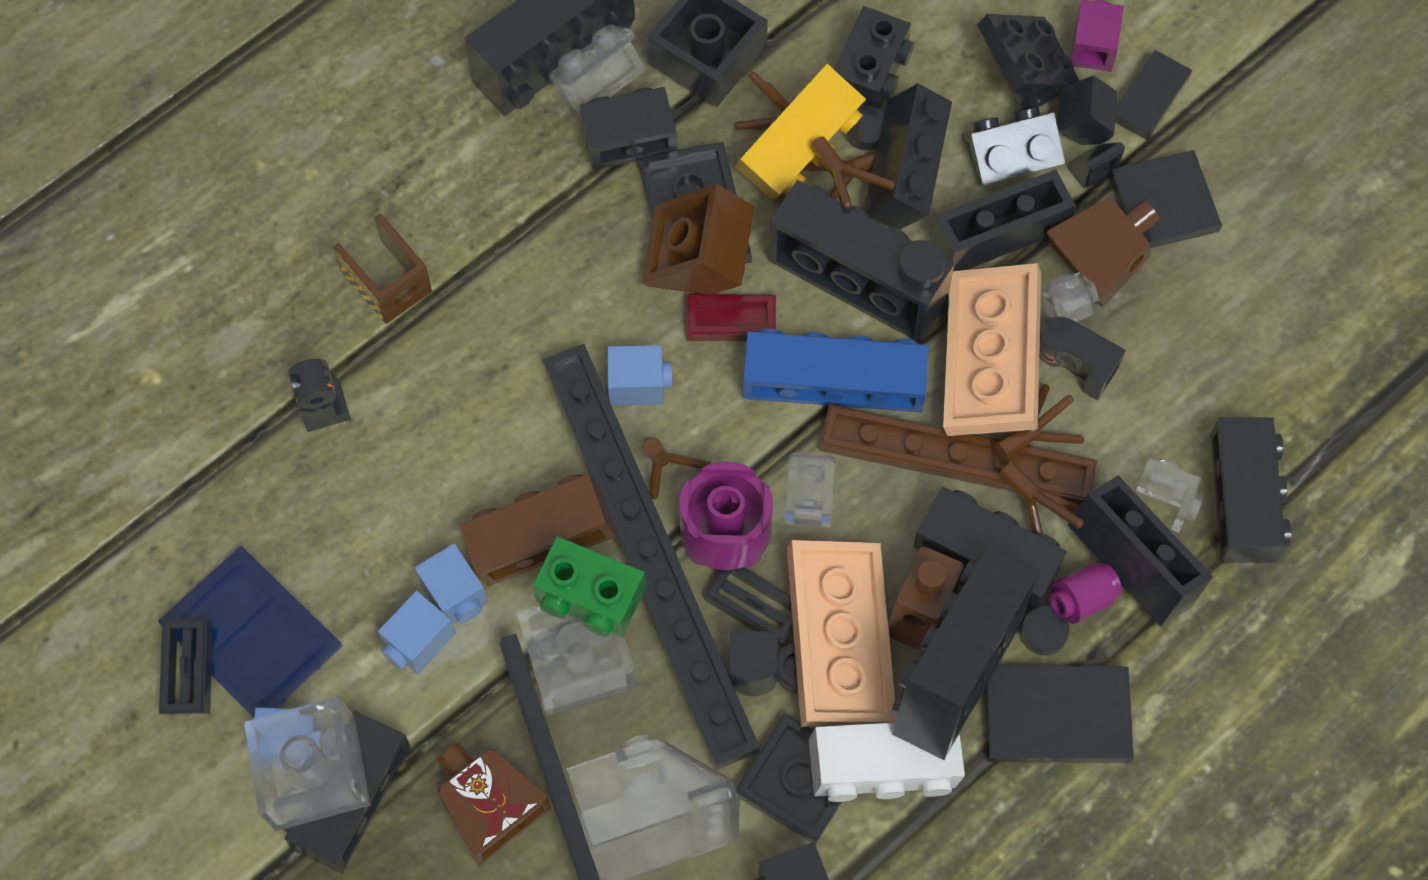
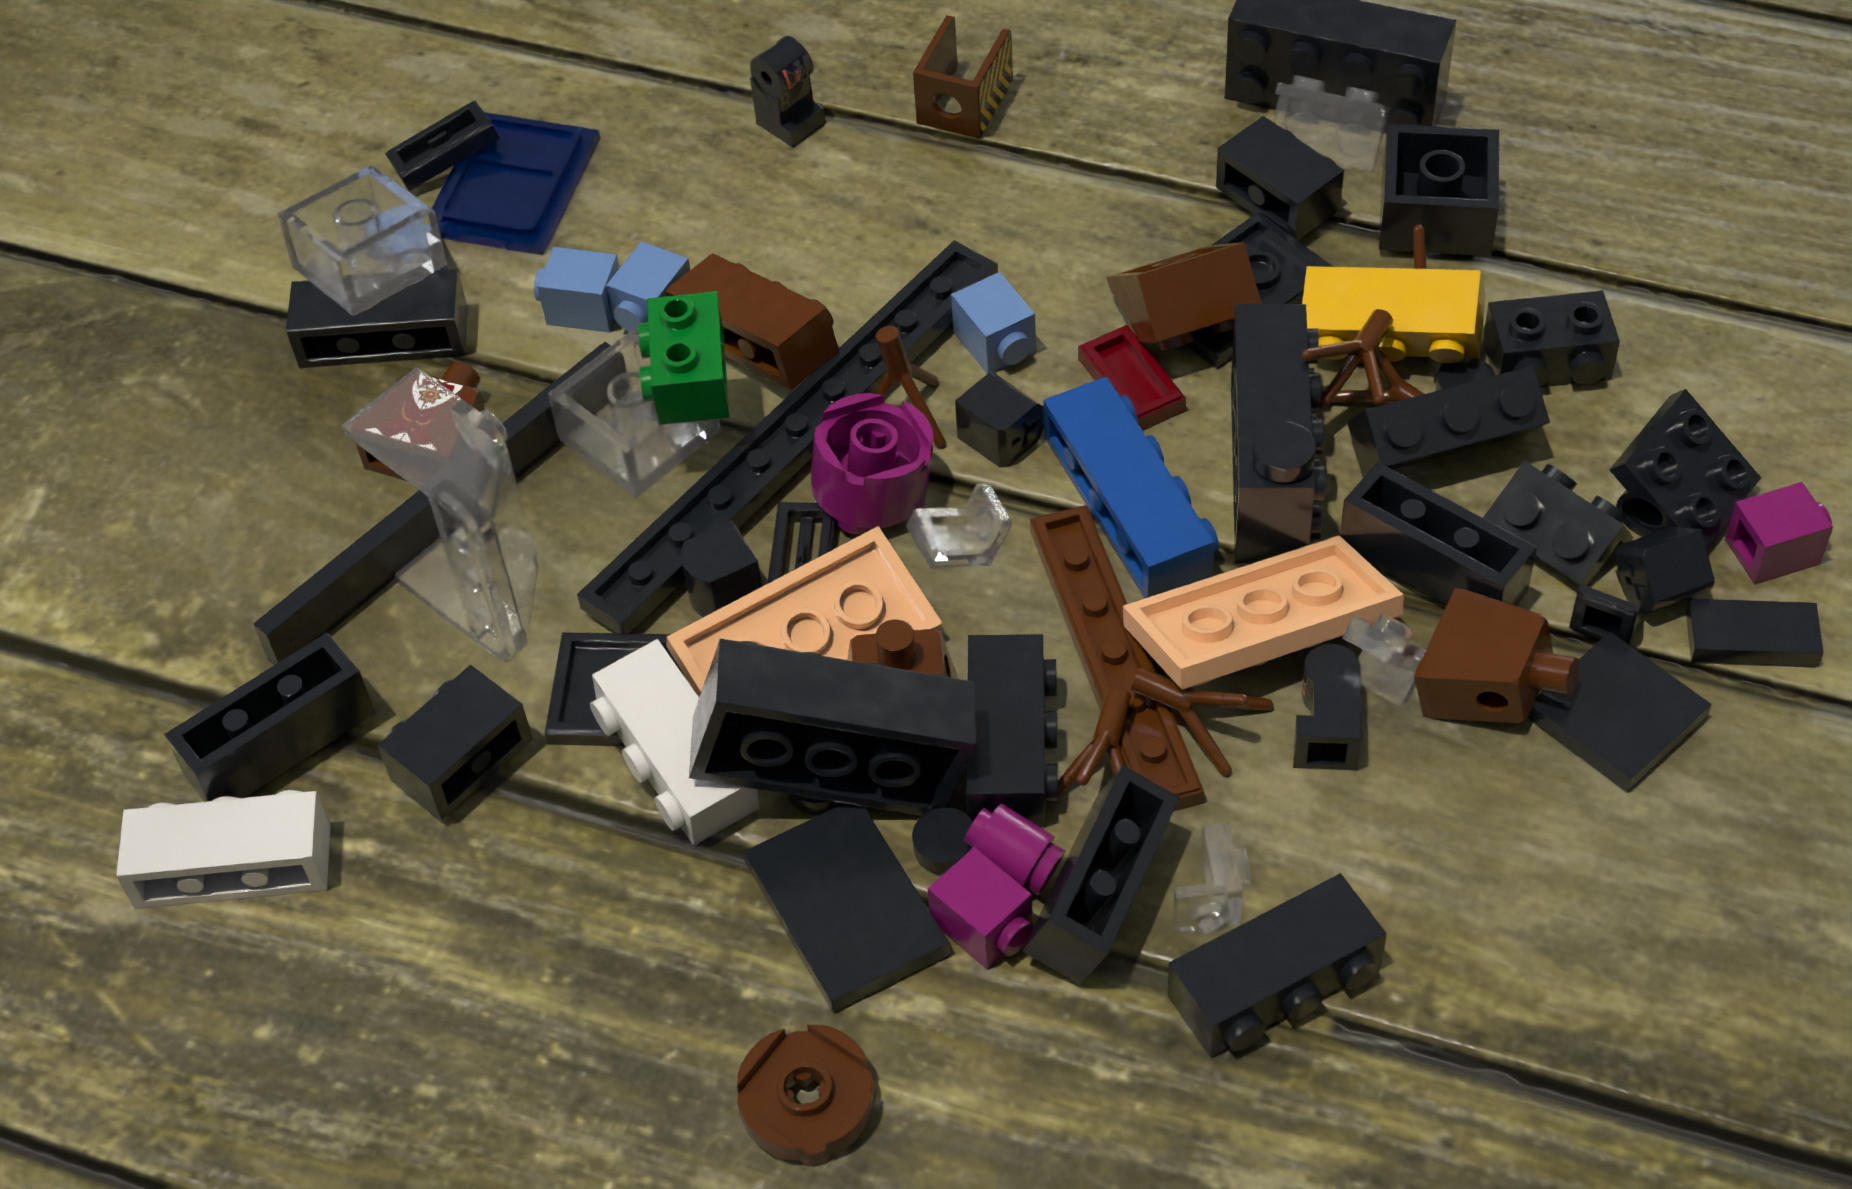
camera: 65 degrees right, 15 degrees down
(725, 418) = (998, 420): none -> black piece
(1118, 633) = (982, 909): none -> magenta brick
(1181, 831) = (812, 1129): none -> reddish brown plate

